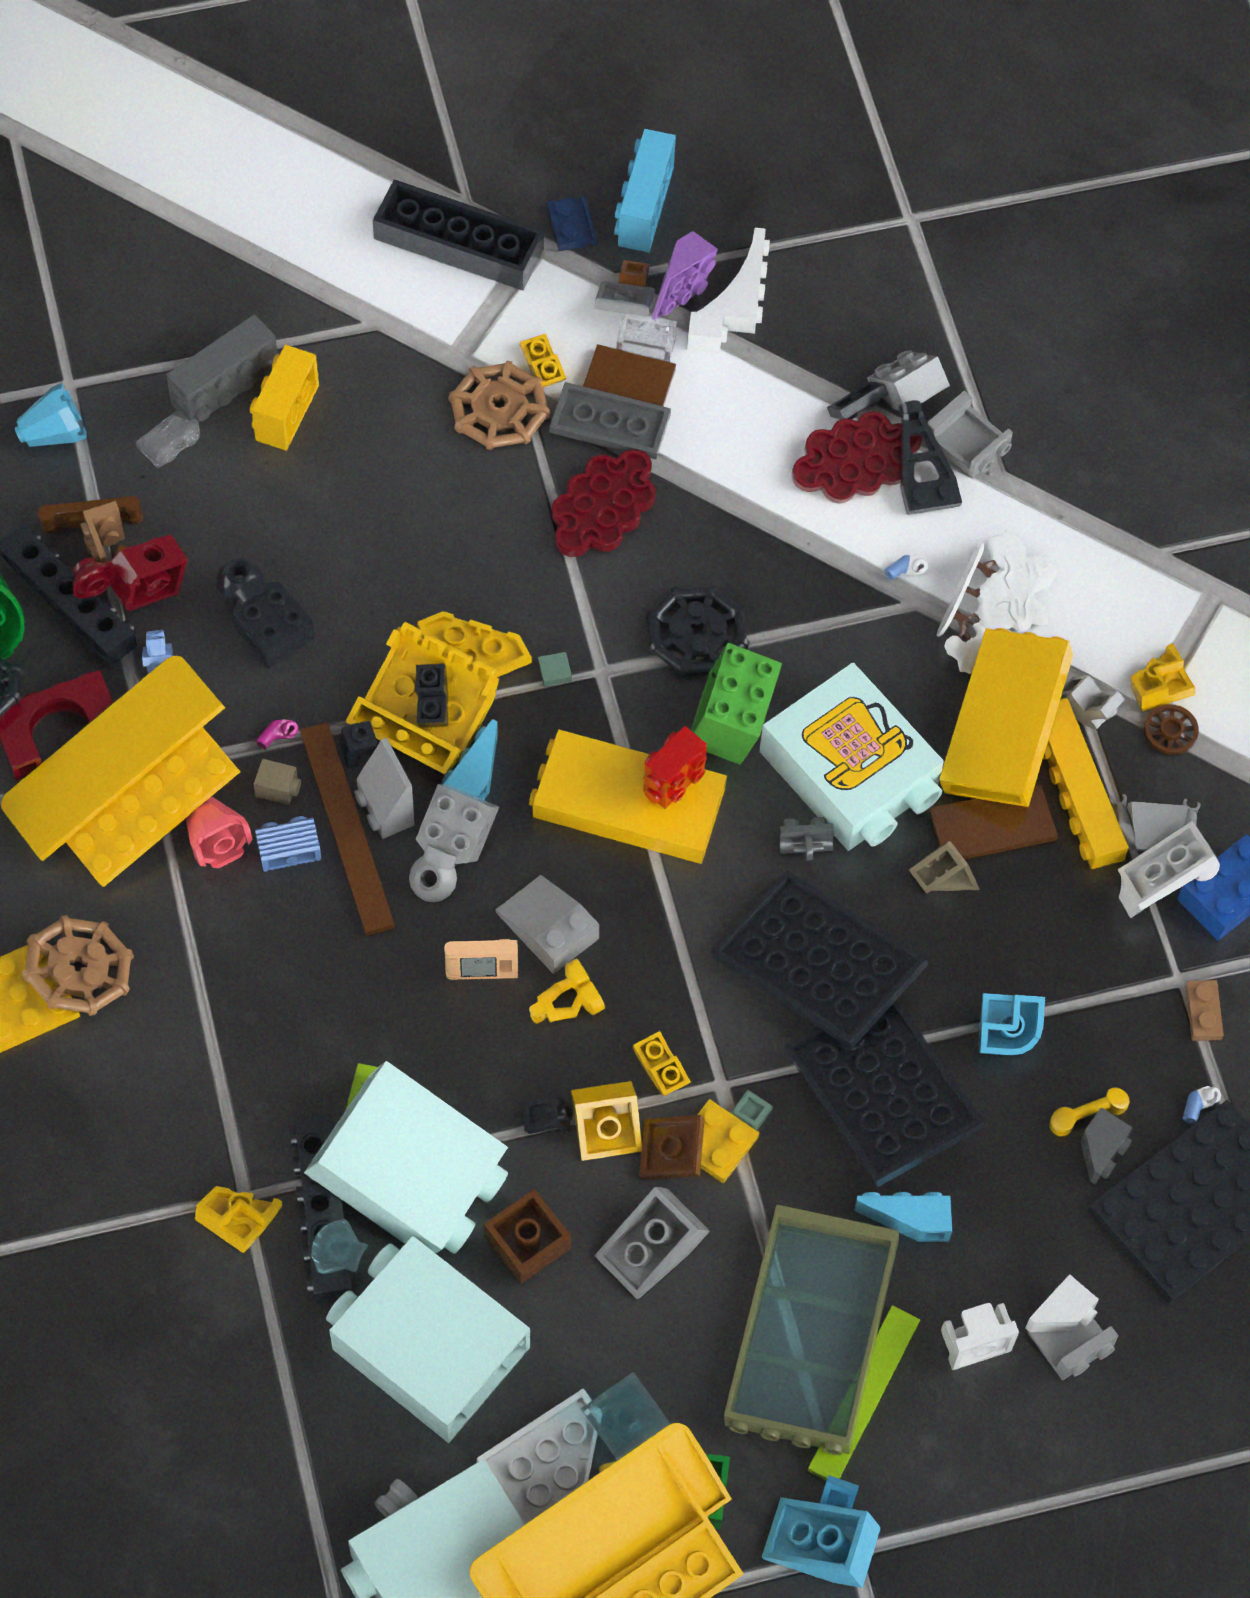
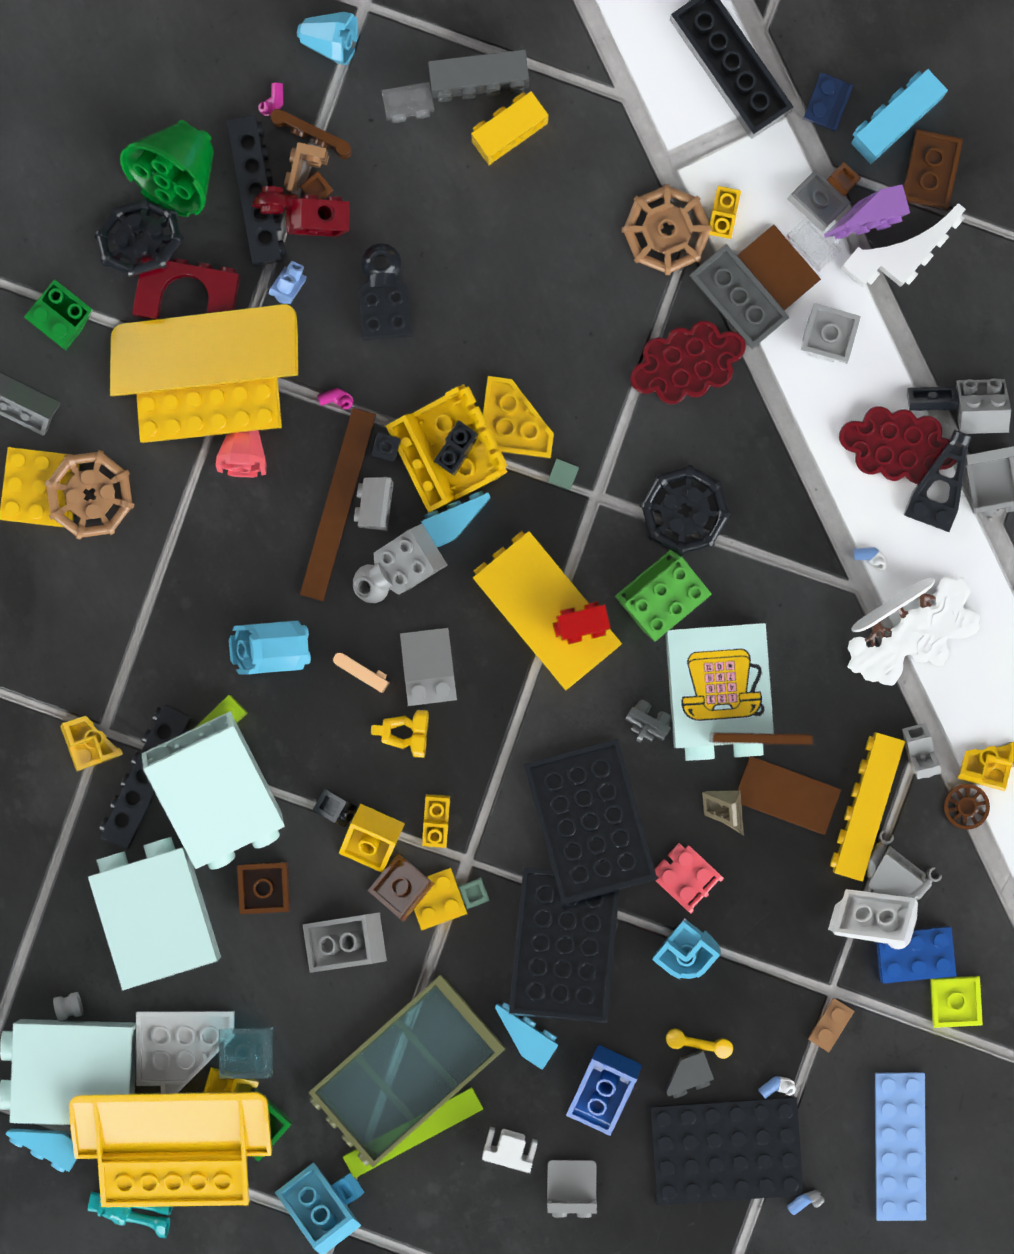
camera: 40 degrees right, 25 degrees up
(31, 517) = (274, 101): none -> dark pink arm
(276, 782) = (310, 440): dark tan brick -> none
(288, 843) = (287, 492): medium blue brick -> none
(337, 1248) = (131, 818): clear light blue animal -> none
(369, 994) = (269, 647): none -> medium azure brick
(711, 218) = (932, 169): none -> reddish brown tile
(720, 399) = (830, 333): none -> light grey panel
(930, 753) = (761, 738): none -> reddish brown tile
(954, 960) = (686, 876): none -> coral plate
(1006, 716) = (852, 728): yellow brick -> none
(1030, 1218) = (604, 1090): none -> blue slope
(1064, 1309) = (577, 1168): white slope -> none

